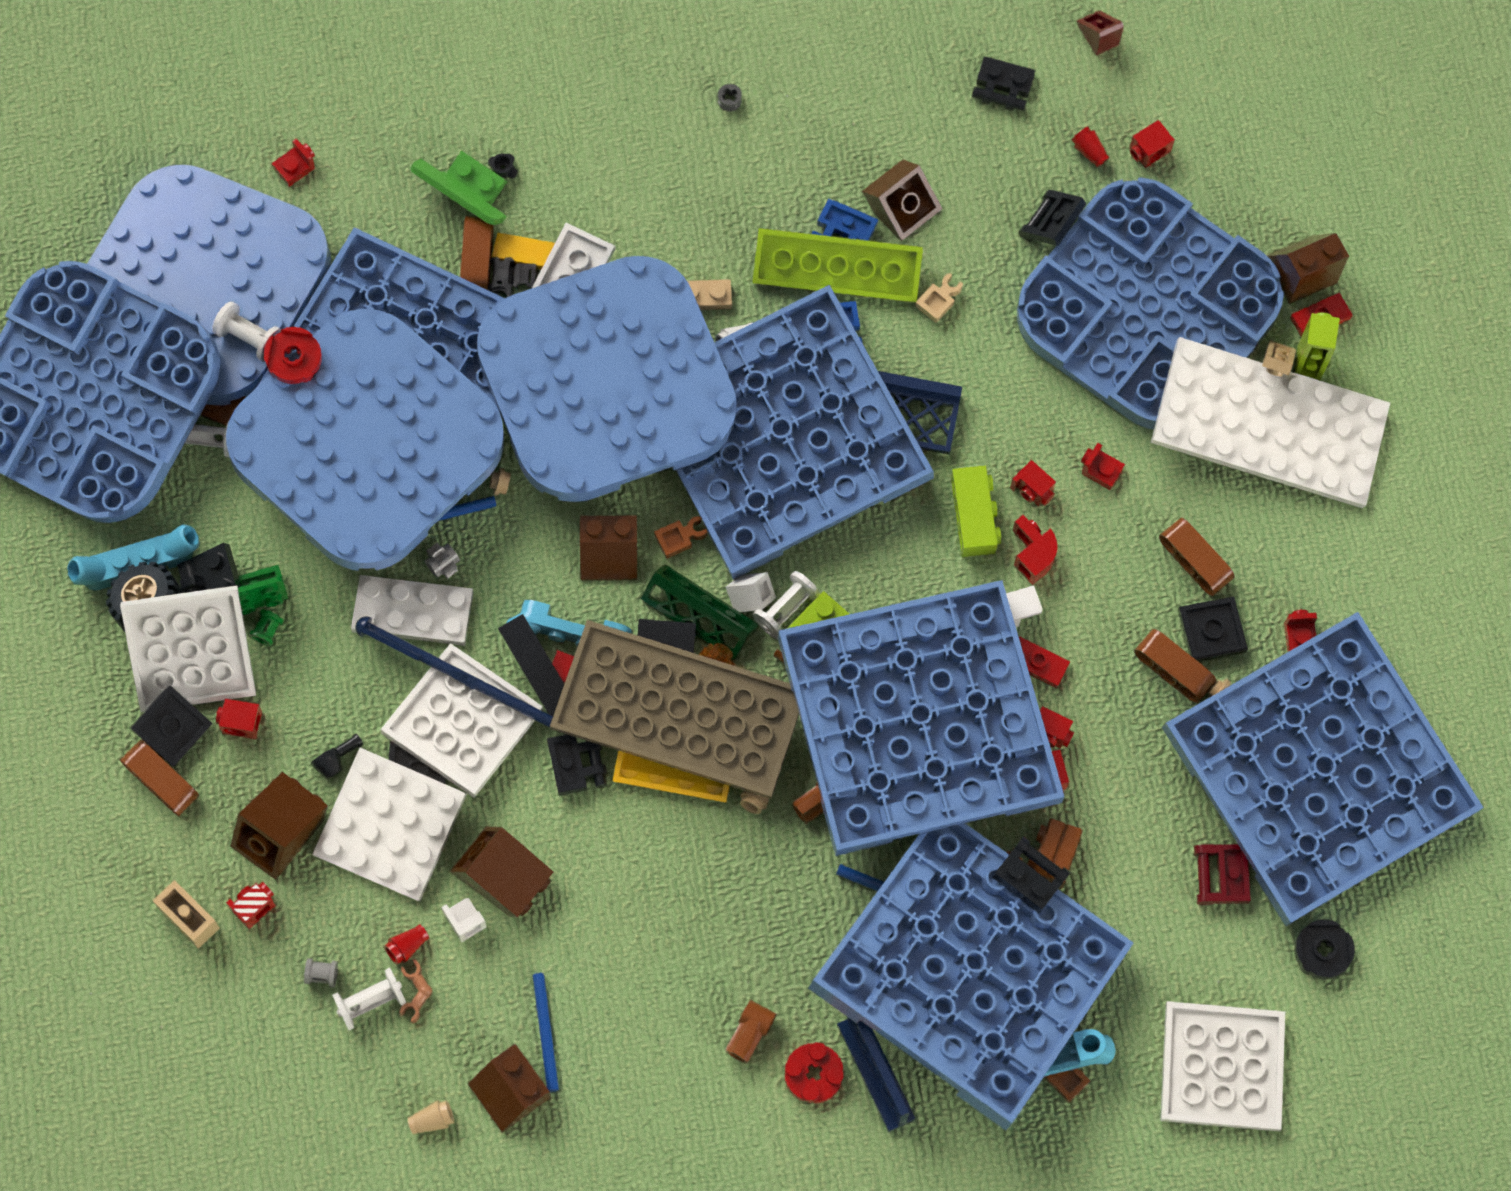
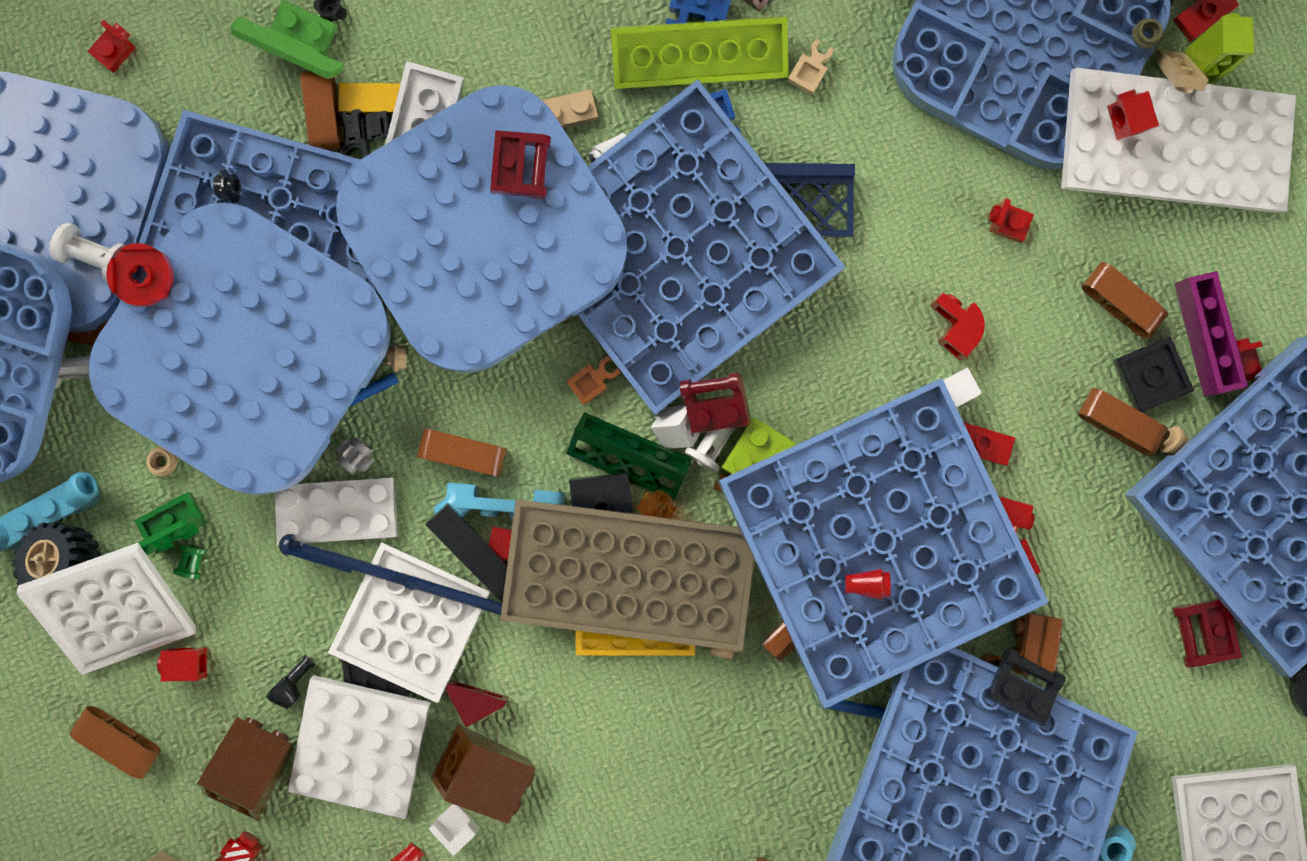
camera: 10 degrees left, 15 degrees up
(170, 725) = (113, 687): black plate -> none
(209, 570) = (119, 520): black hinge -> none
(254, 528) = (153, 462): none -> tan plate
(382, 297) = (227, 186): none -> black plate
(508, 805) = (473, 702): none -> dark red slope
(542, 577) = (461, 452): none -> dark orange beam
(568, 767) = (528, 648): black plate -> none
(608, 547) = (522, 408): reddish brown slope -> none
(643, 323) = (510, 162): none -> dark red plate
(790, 579) = (719, 411): none -> dark red plate
(900, 743) = (869, 584): none -> red cone
(975, 511) = (890, 294): lime brick -> none
(1034, 484) = (946, 254): red brick -> none
(1221, 385) = (1132, 114): none -> red brick
(1254, 314) = (1151, 26): none -> olive plate
(1270, 599) = (1210, 334): none -> magenta brick

